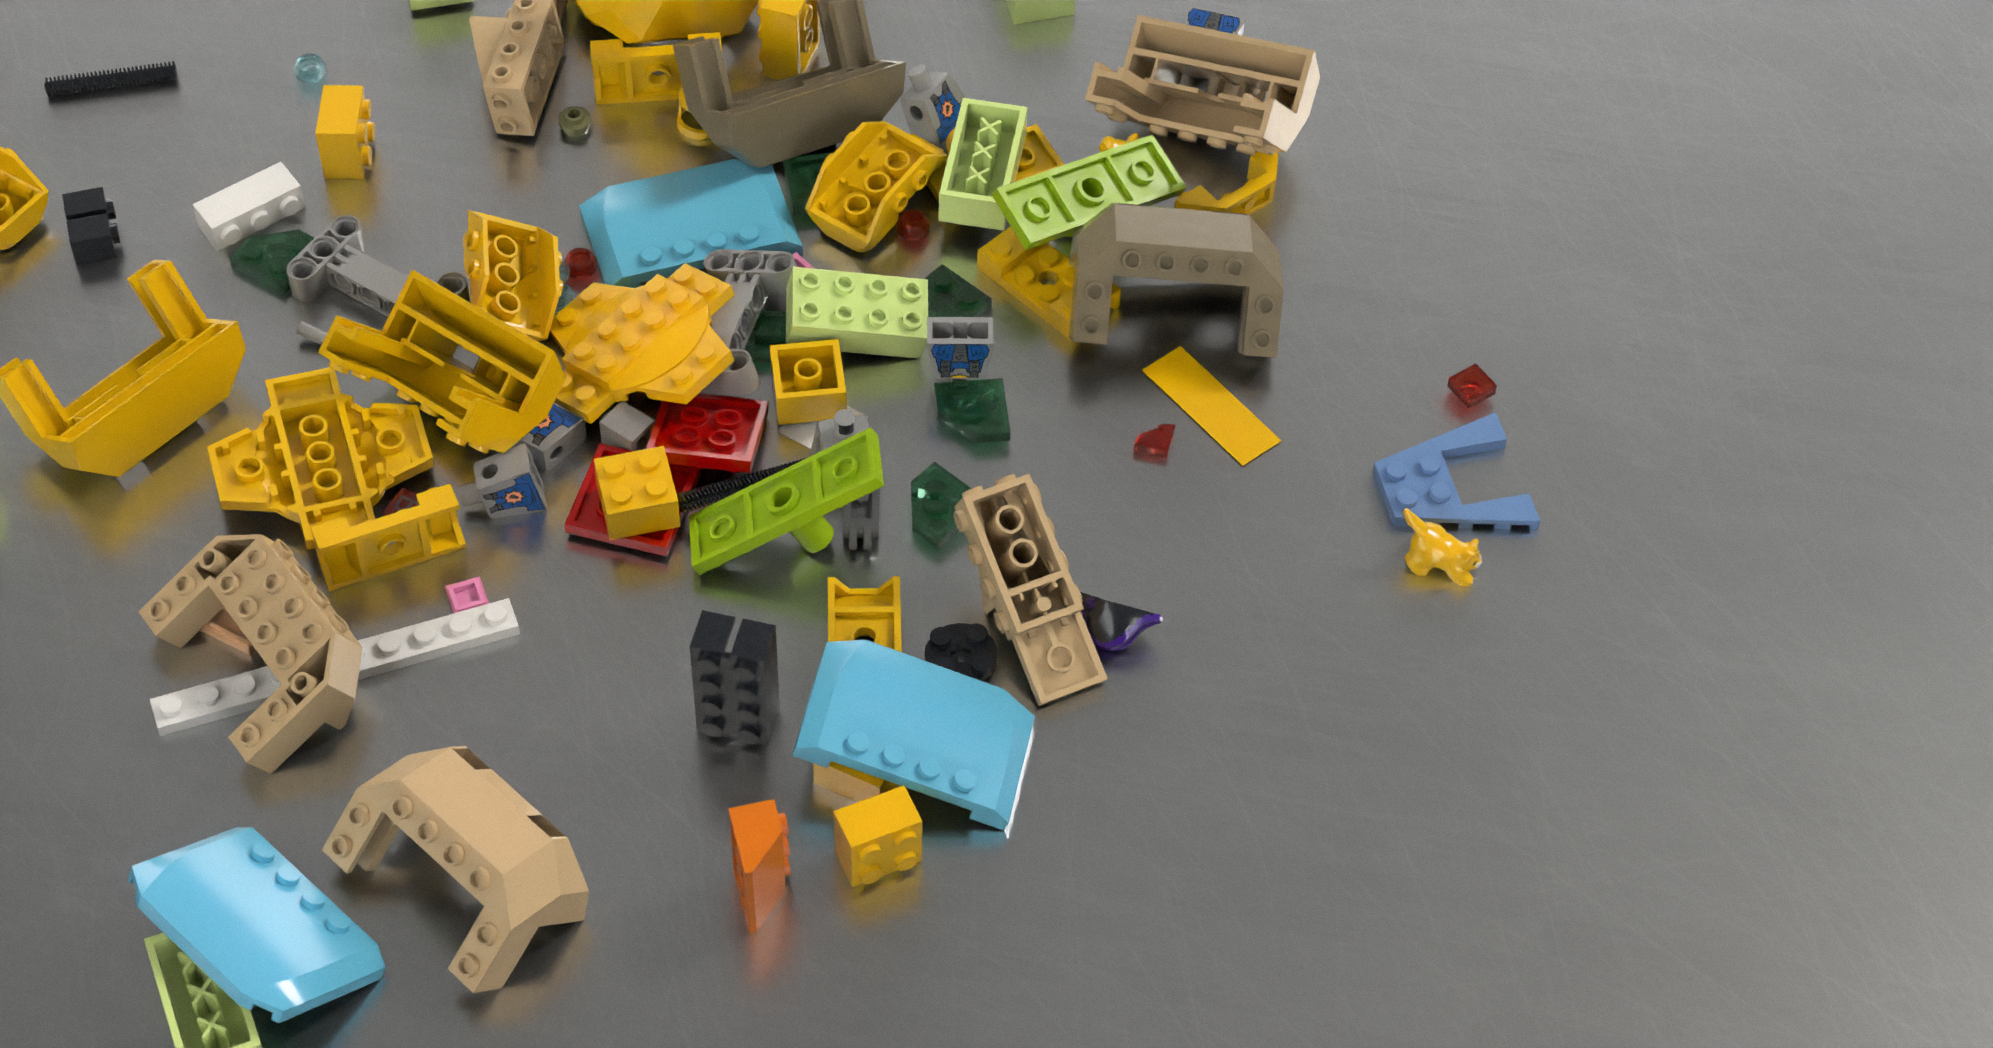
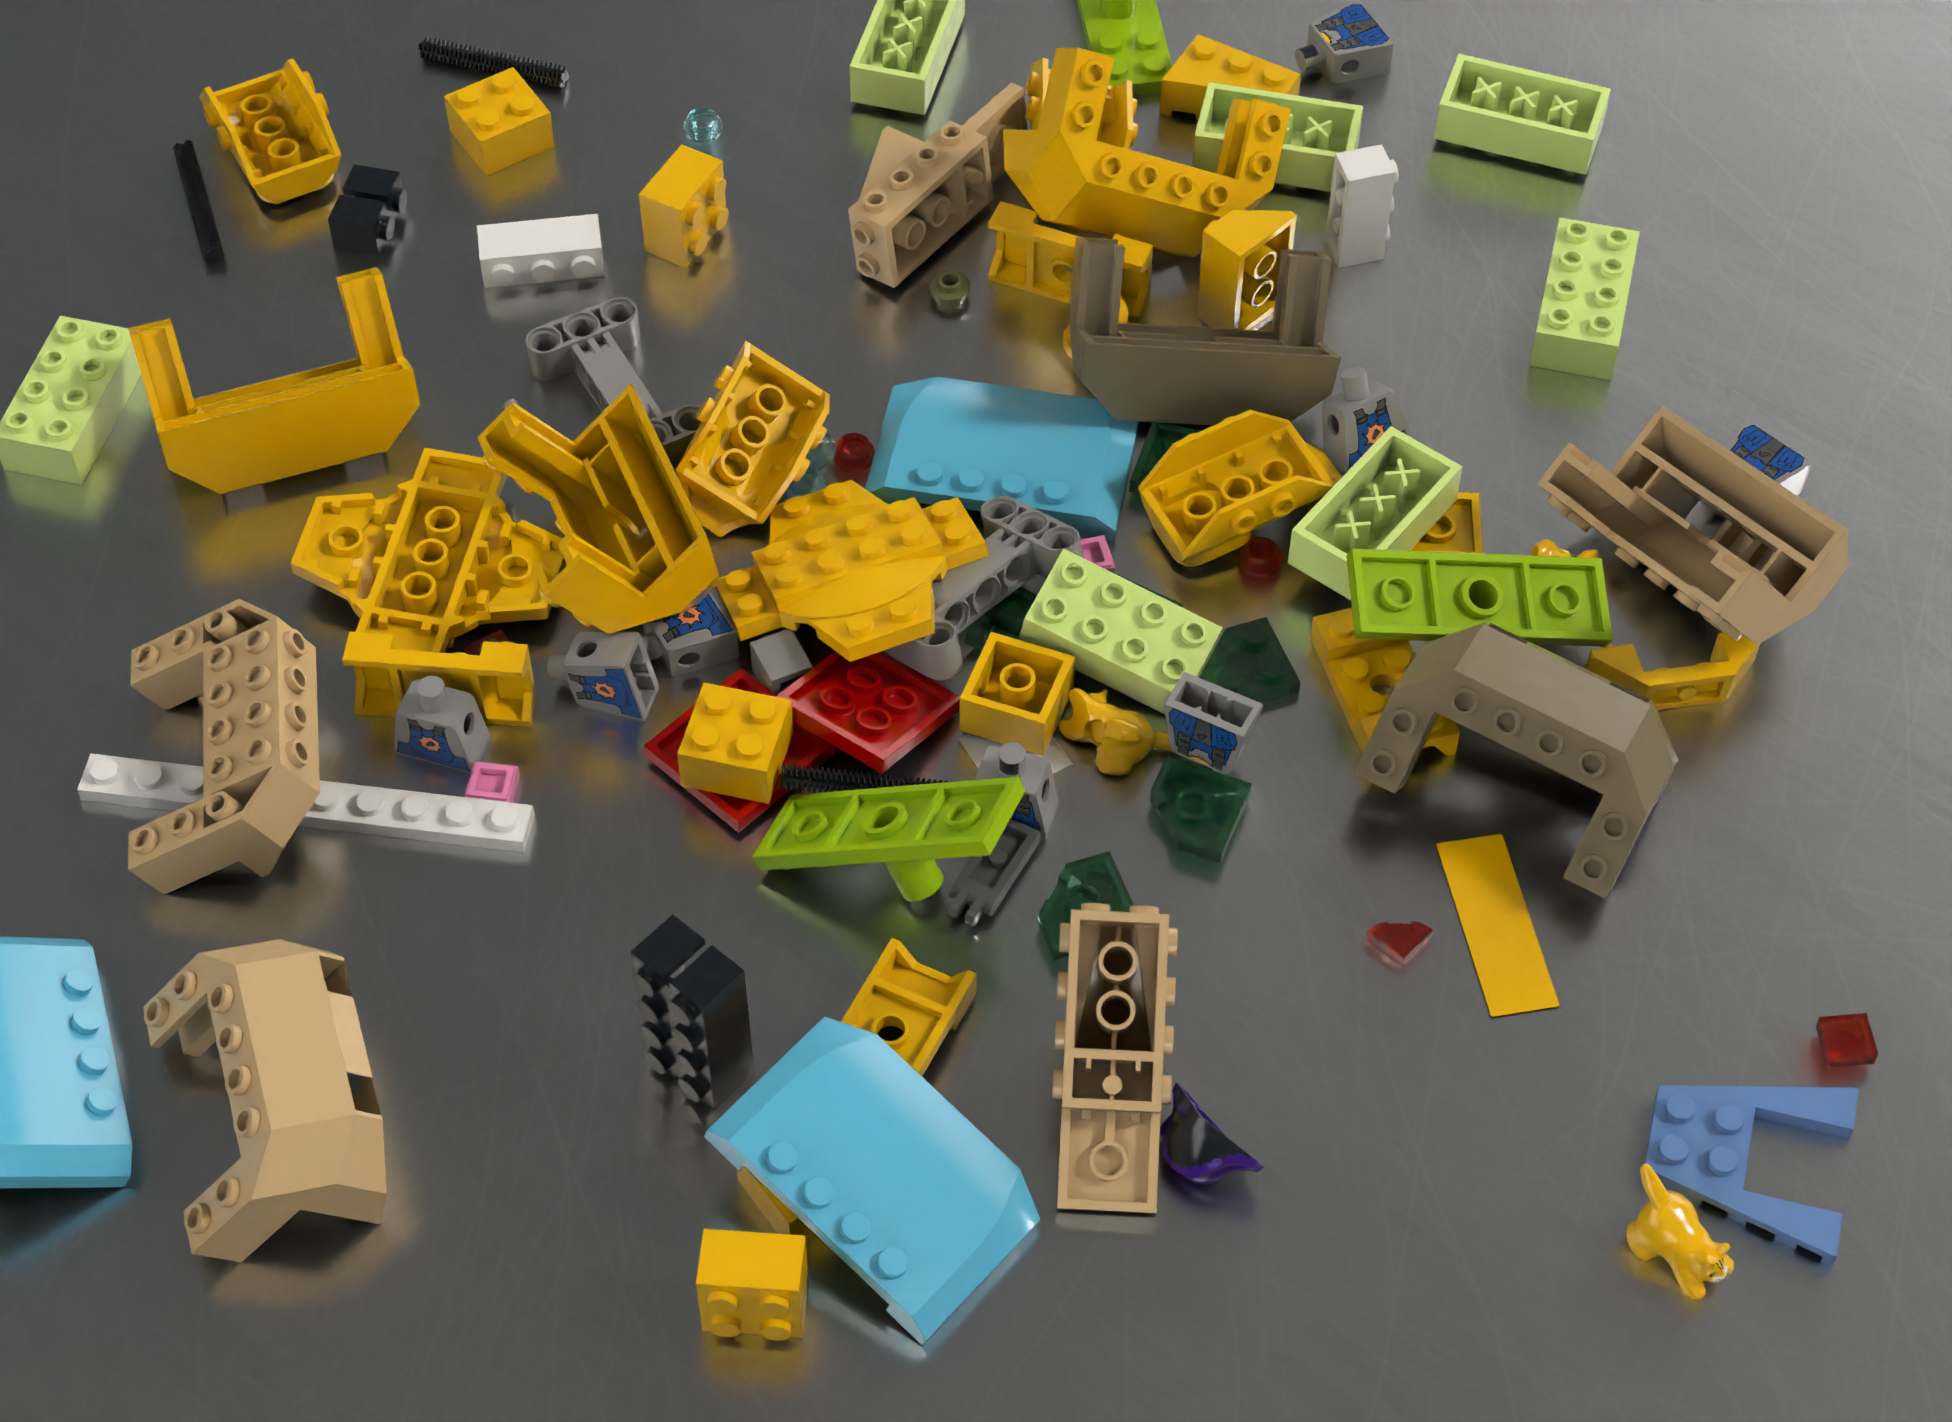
camera: 30 degrees right, 0 degrees up
(151, 121) = (499, 121): none -> yellow brick
(267, 257) = (527, 308): clear green plate -> none
(407, 570) = (440, 725): none -> light grey torso
(759, 858) = (588, 1249): orange slope -> none
(892, 382) = (1119, 734): none -> yellow animal
(964, 638) = (1008, 1079): black plate -> none

